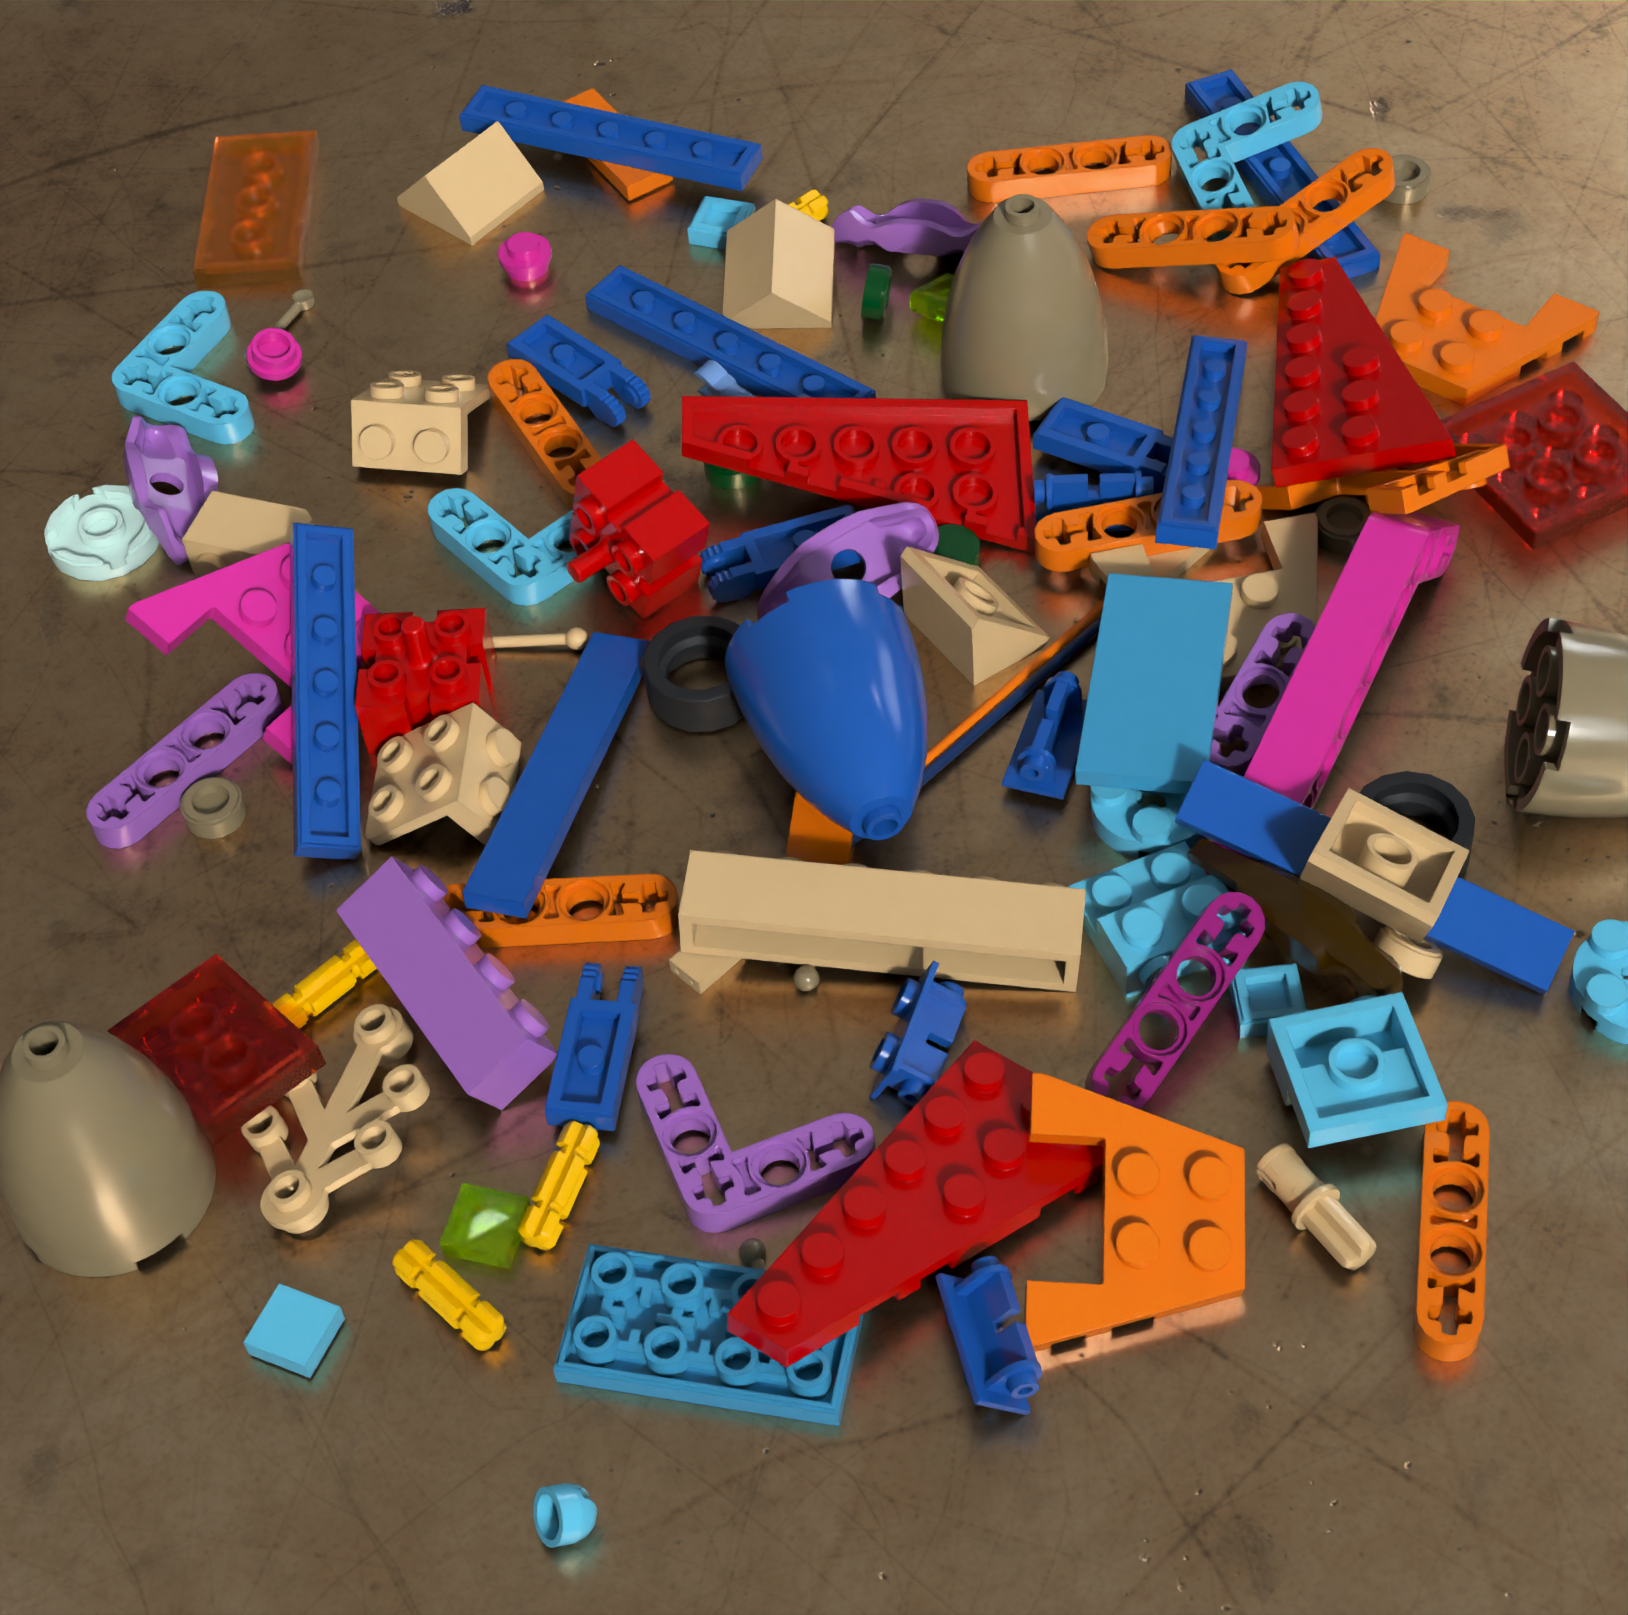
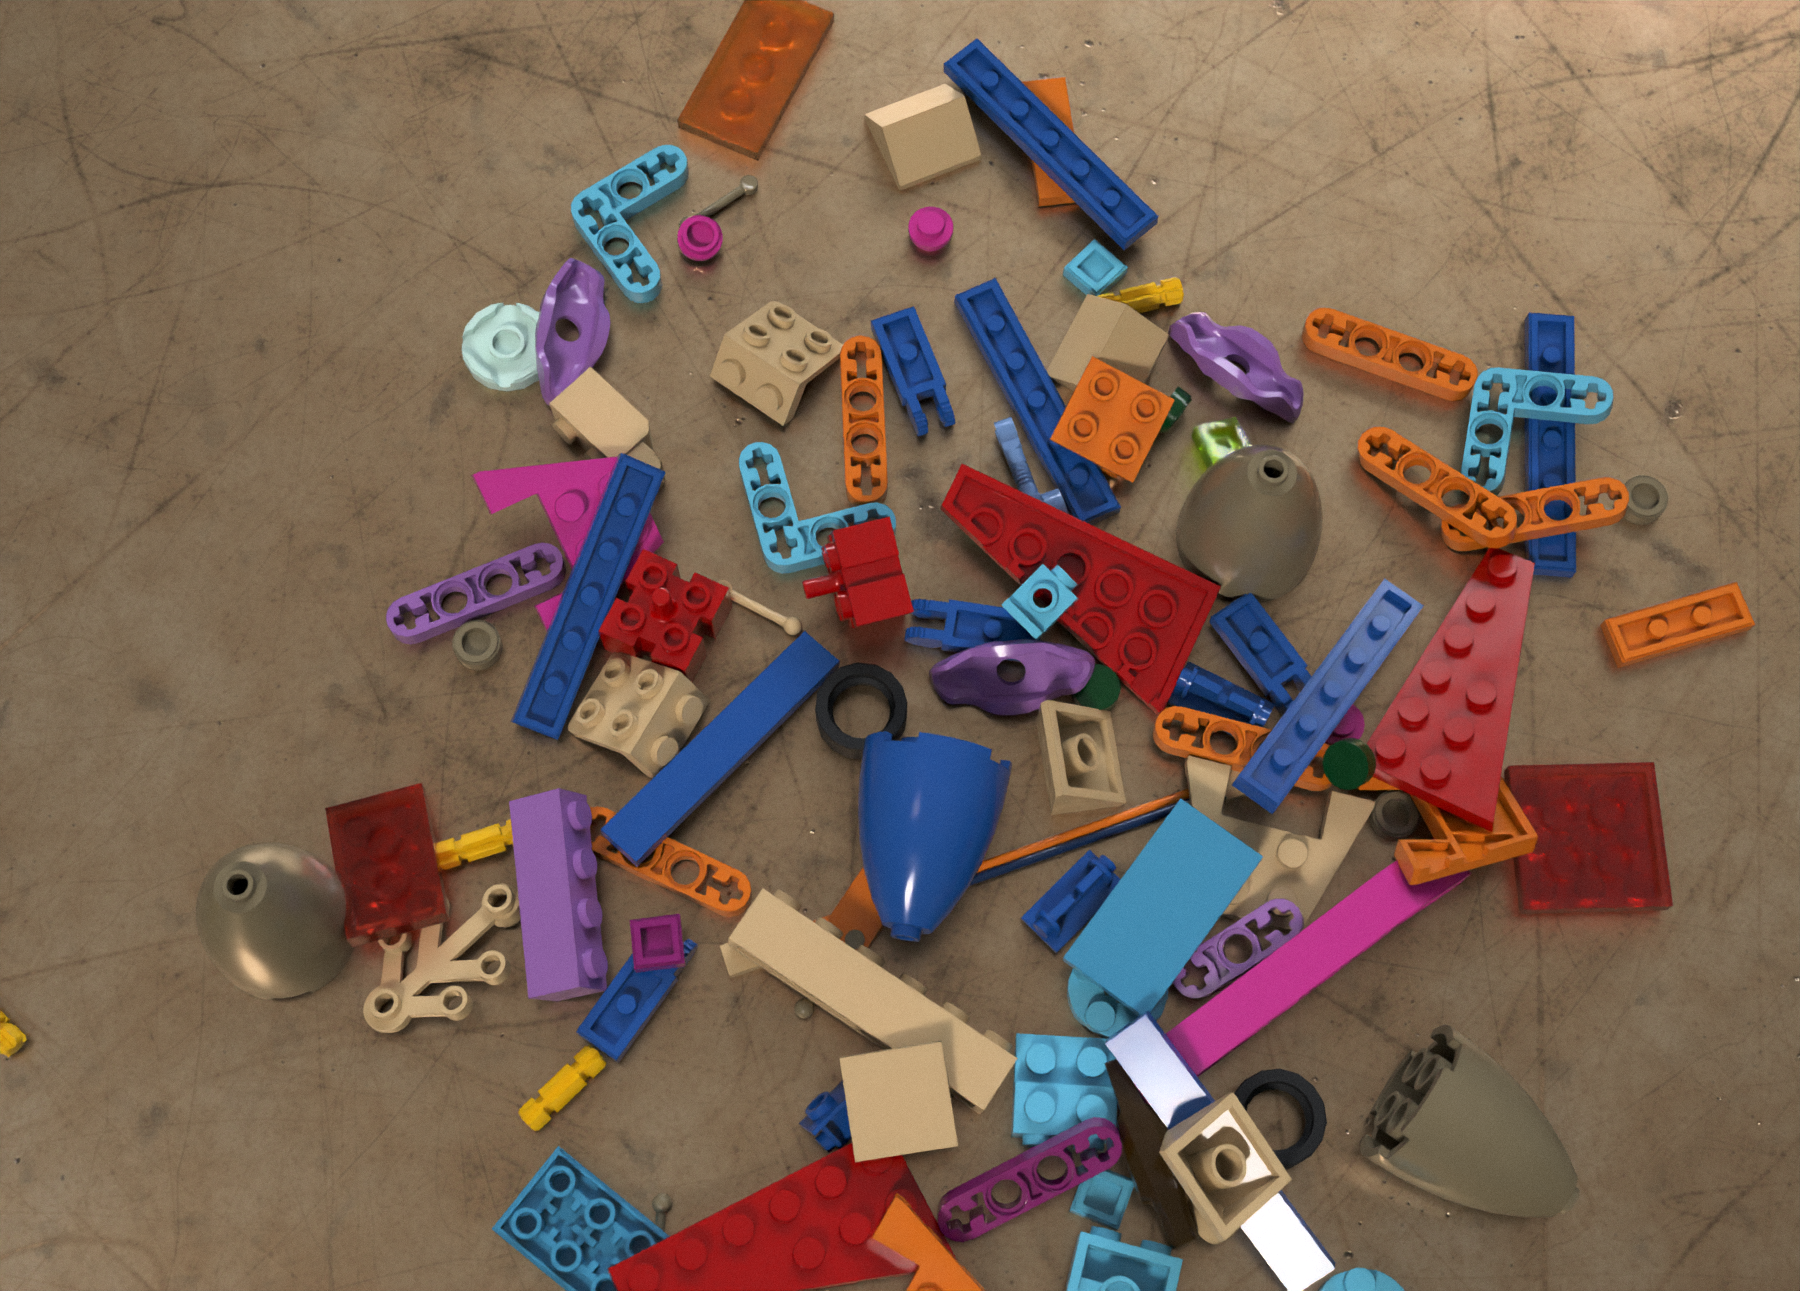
camera: 20 degrees right, 20 degrees up
(294, 1330) = (346, 1106): medium azure tile -> none
(449, 1294) = (454, 1133): yellow axle -> none
(484, 1225) = (501, 1092): clear neon green tile -> none
(594, 975) = (657, 943): none -> magenta tile
(739, 1172) = (685, 1141): medium lavender beam -> none
(821, 312) = (1112, 420): none -> orange hinge
(838, 490) = (1038, 619): none -> medium azure brick
(976, 985) = (898, 1101): none -> tan tile
(1266, 472) = (1349, 763): none -> dark green tile
(1459, 346) = (1578, 683): orange wing -> none
(1513, 256) = (1677, 624): none -> orange tile

